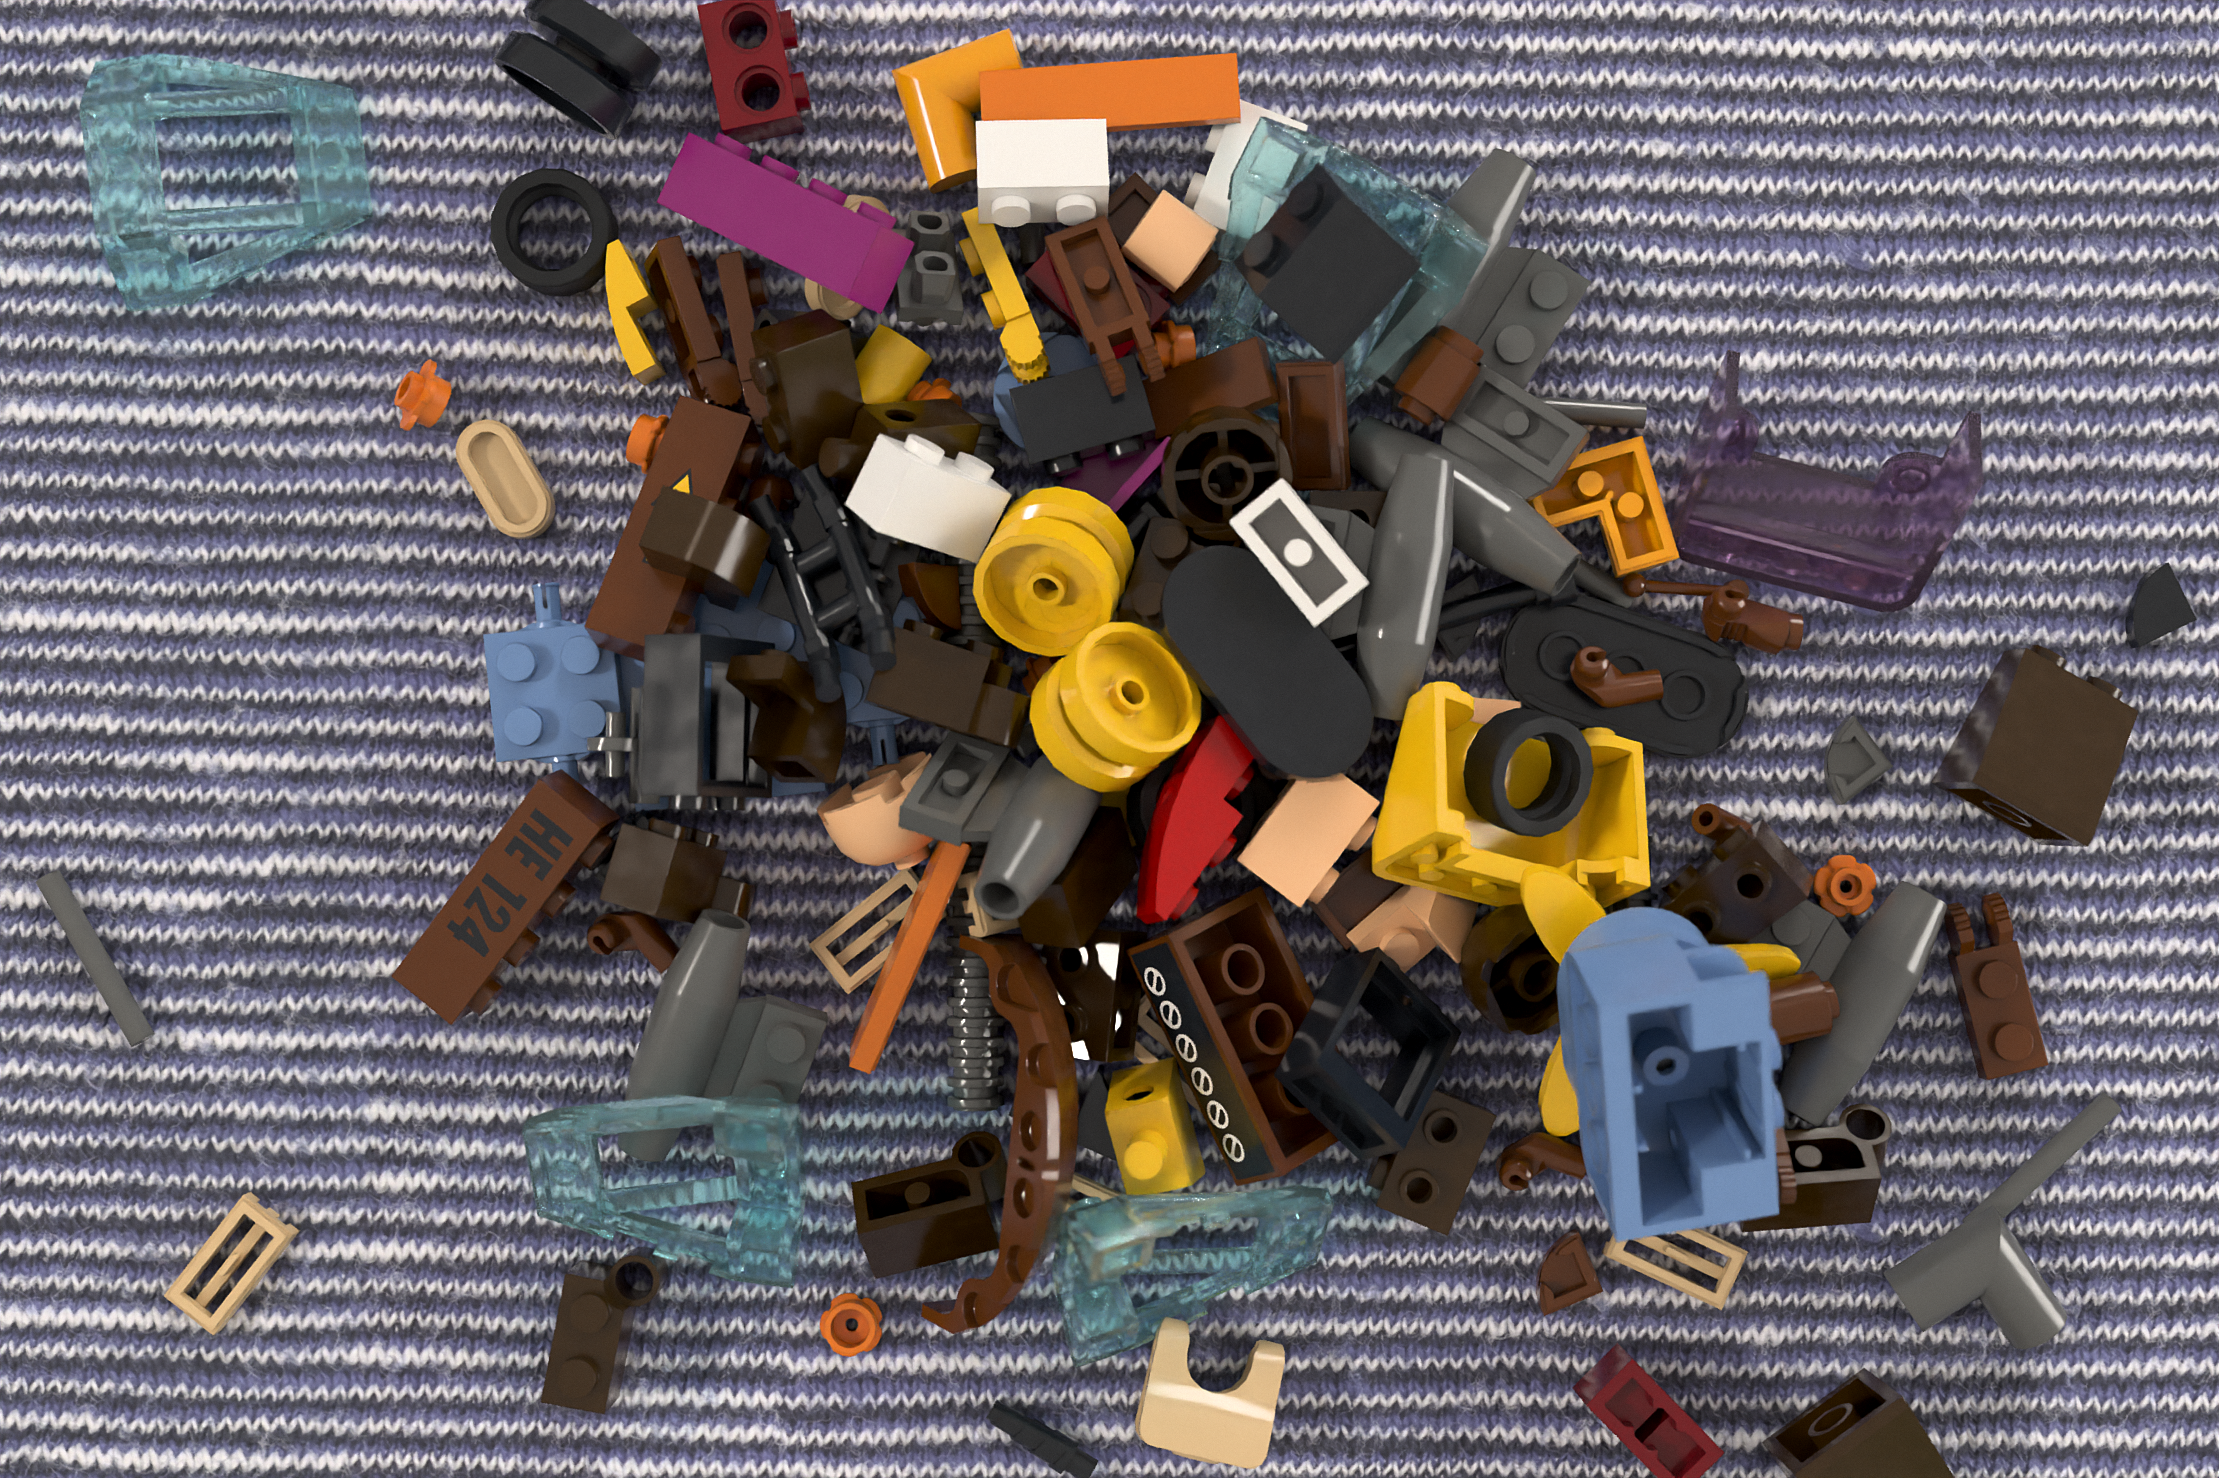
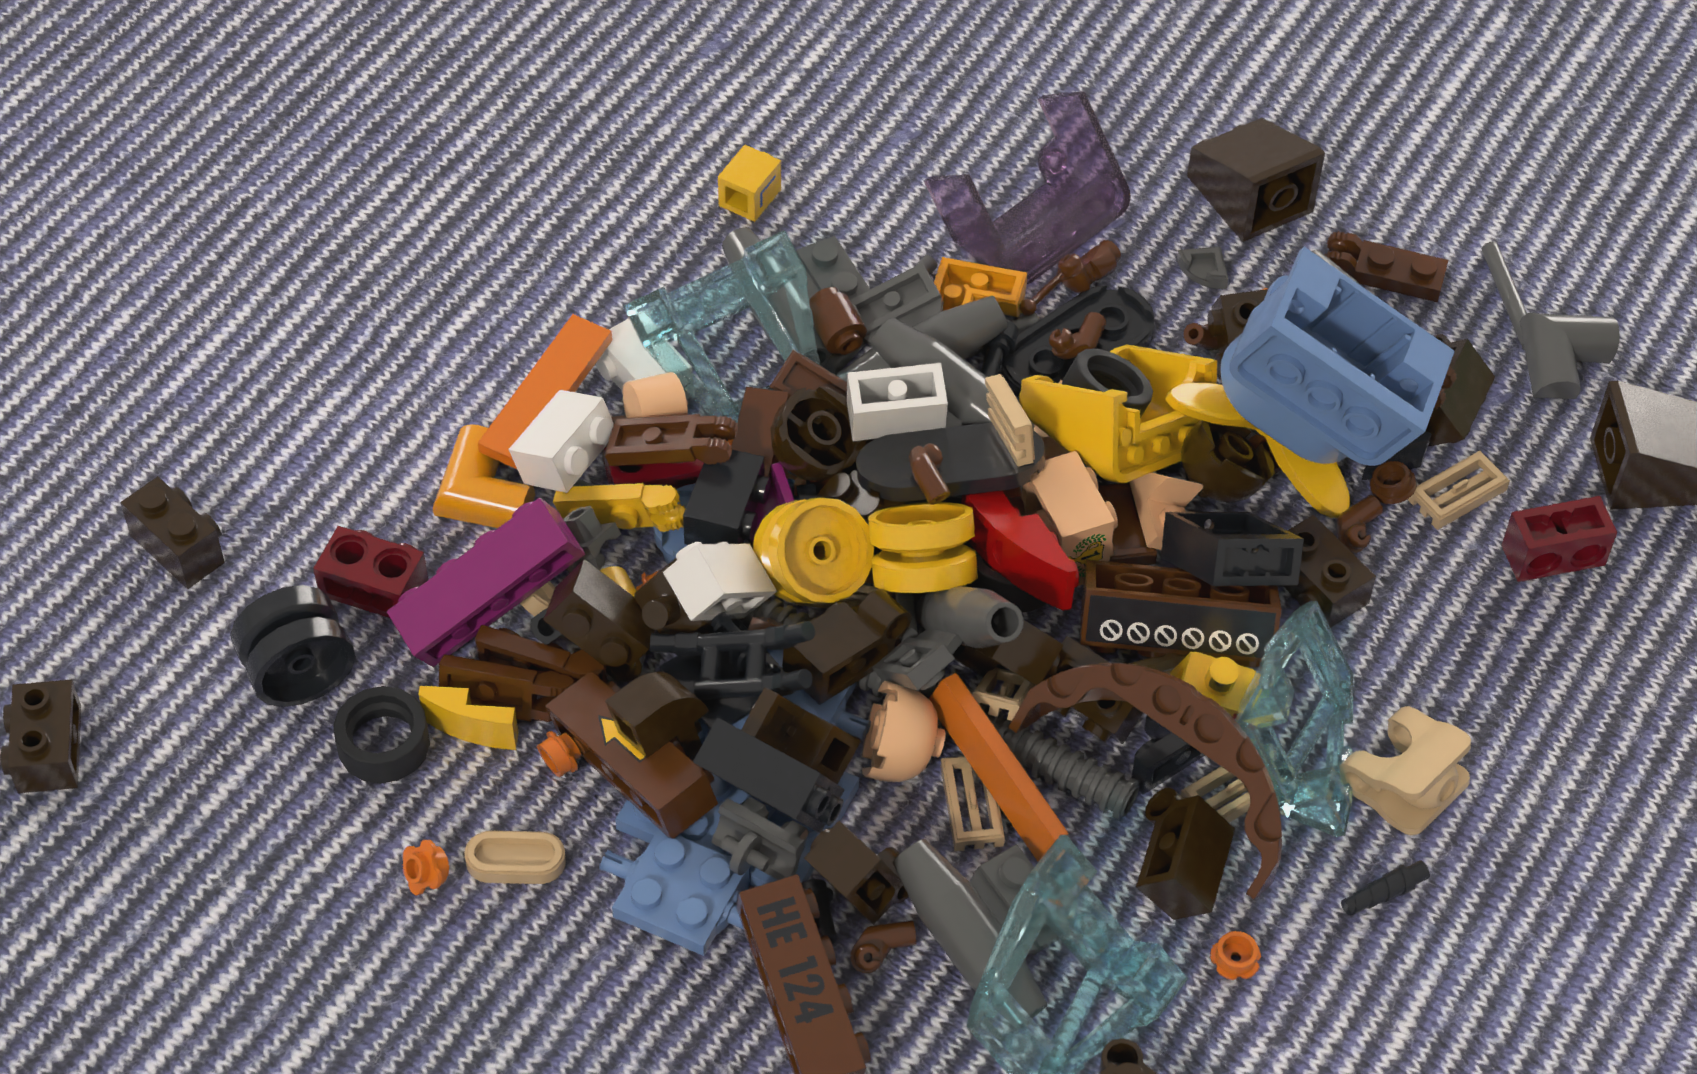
camera: 60 degrees left, 35 degrees down
(127, 184) = (172, 959): clear light blue windscreen -> none
(1199, 656) = (924, 467): none -> reddish brown arm
(1327, 262) = (733, 316): black slope -> none
(1347, 711) = (1010, 420): none -> tan tile
(1565, 1275) = (1440, 550): reddish brown tile -> none
(1626, 114) = (749, 183): none -> yellow brick
(2157, 607) = (1207, 97): black tile -> none

